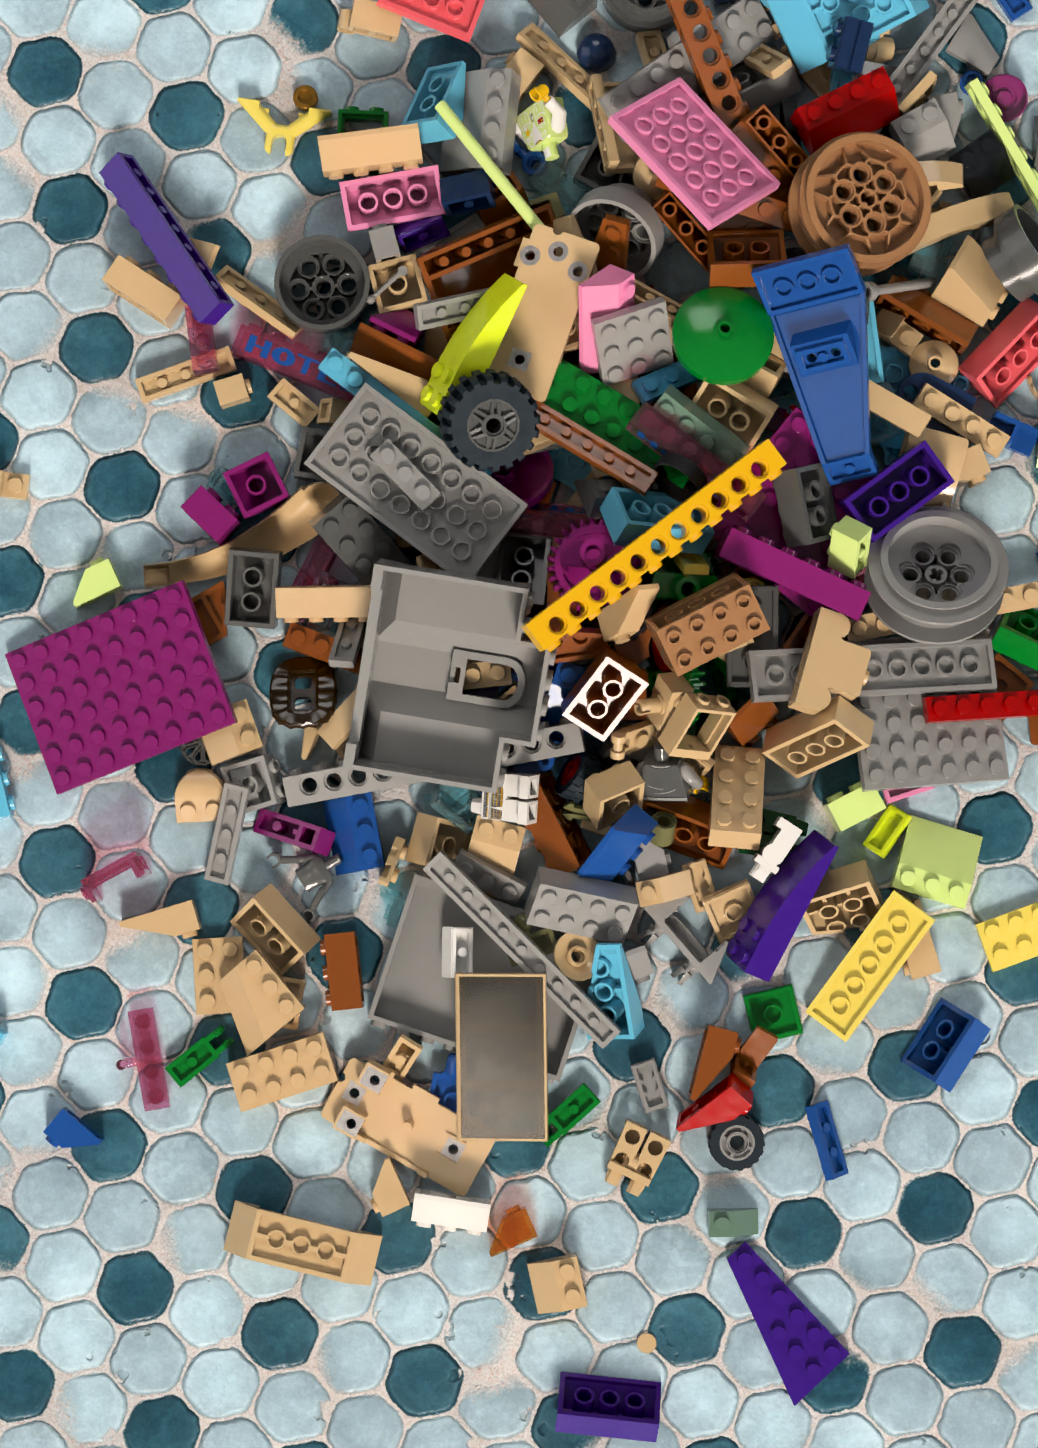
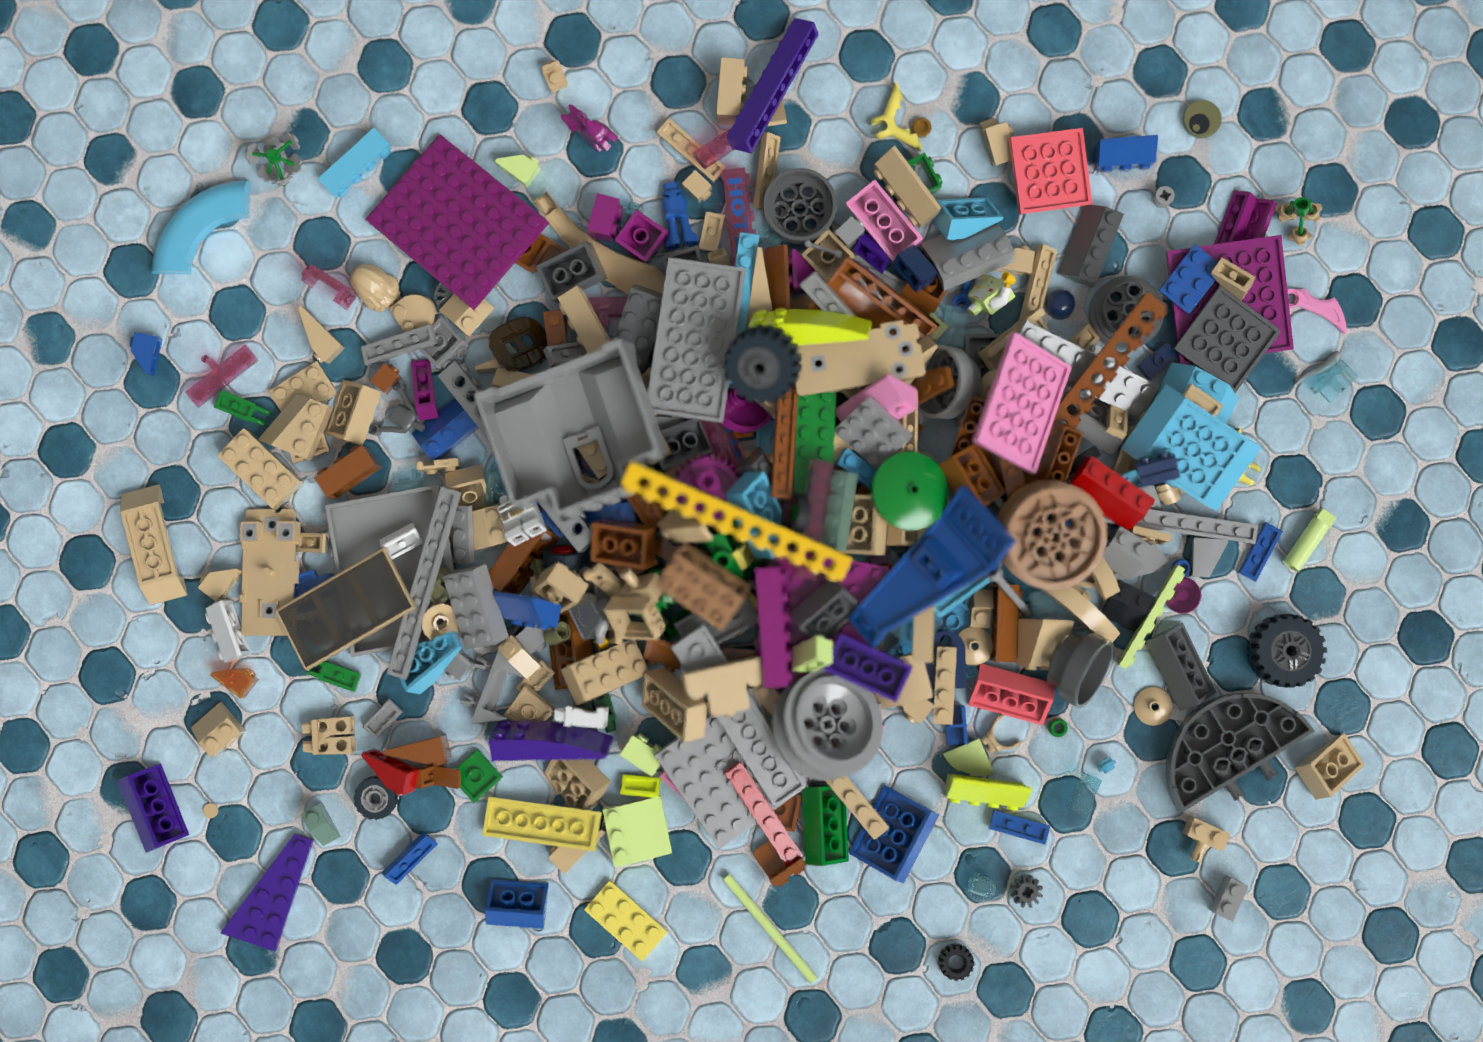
camera: 60 degrees right, 0 degrees up
(102, 476) = (591, 130): none -> magenta animal
(143, 825) = (374, 287): none -> tan piece
(242, 429) = (675, 207): none -> blue piece
(257, 869) = (386, 378): none -> dark orange brick
(405, 475) = (697, 329): light grey plate -> none
(487, 164) = (939, 271): yellowish green piece -> none

